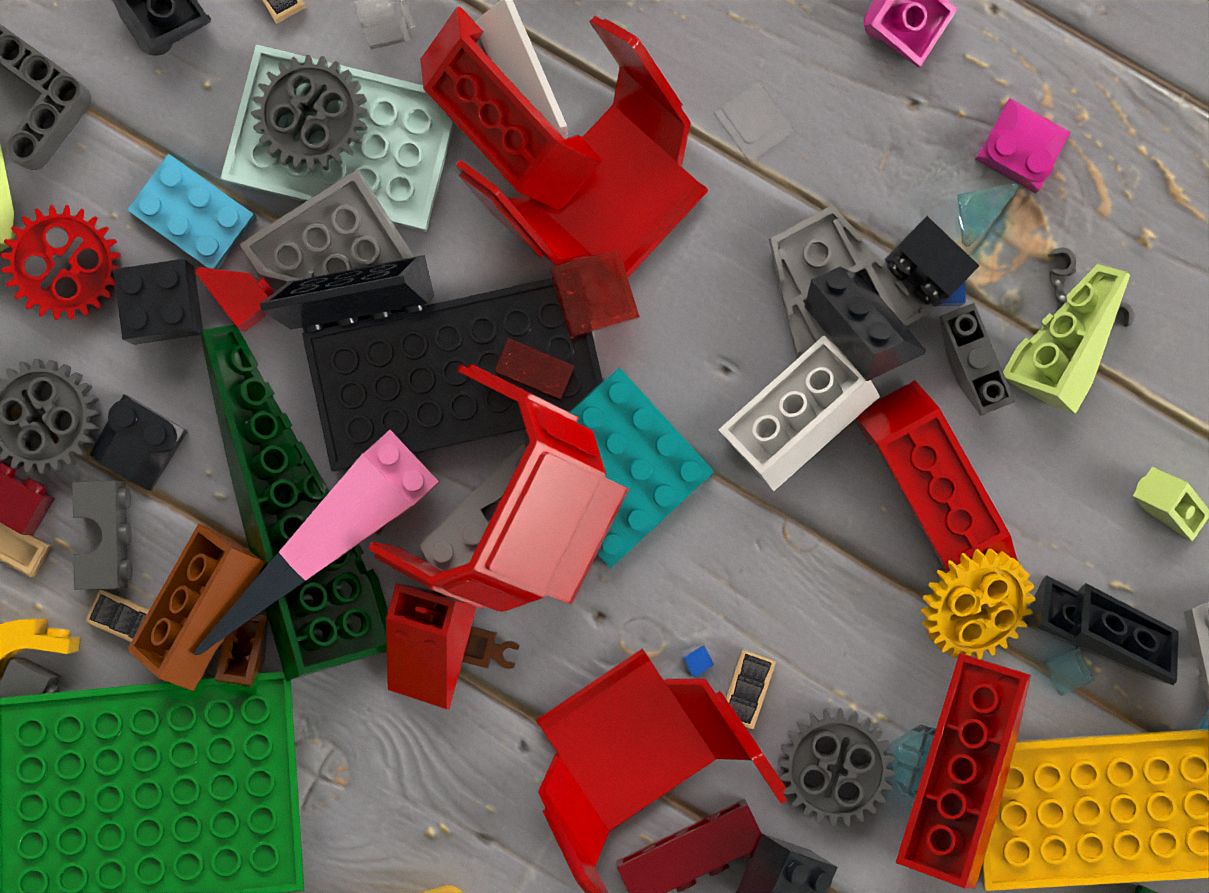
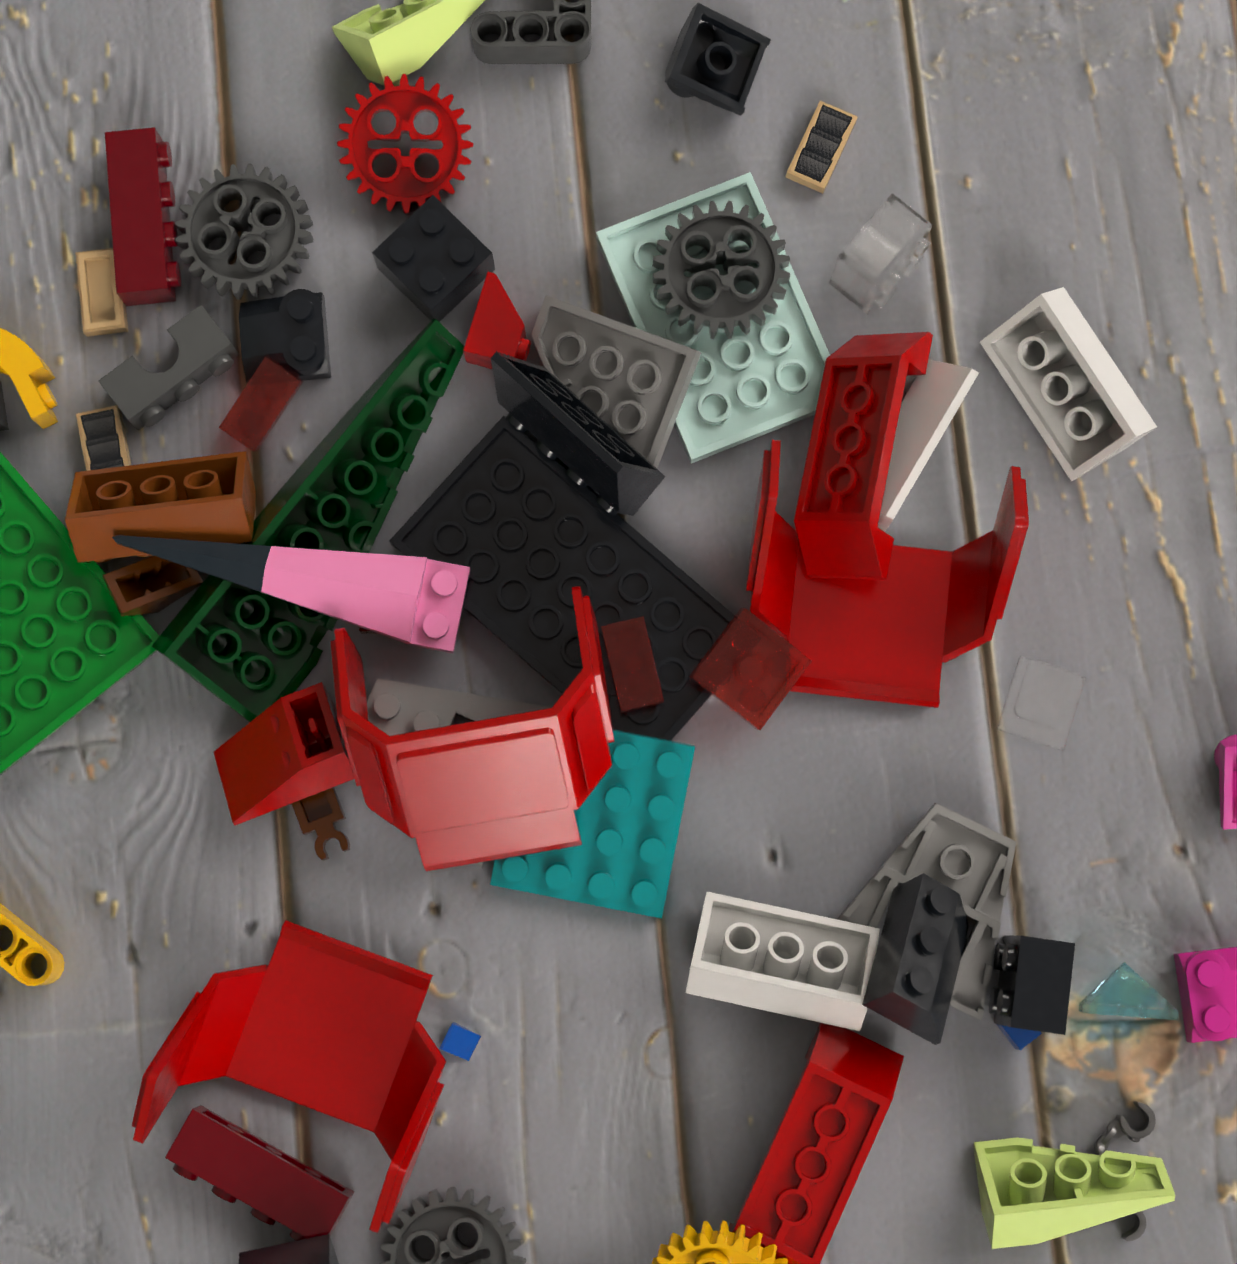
camera: 55 degrees right, 5 degrees down
(172, 490) = (261, 404): none -> clear red plate
(191, 212) = (543, 230): medium azure plate -> none
(749, 686) = (471, 1113): tile -> none
(974, 360) = (968, 1102): dark grey slope -> none

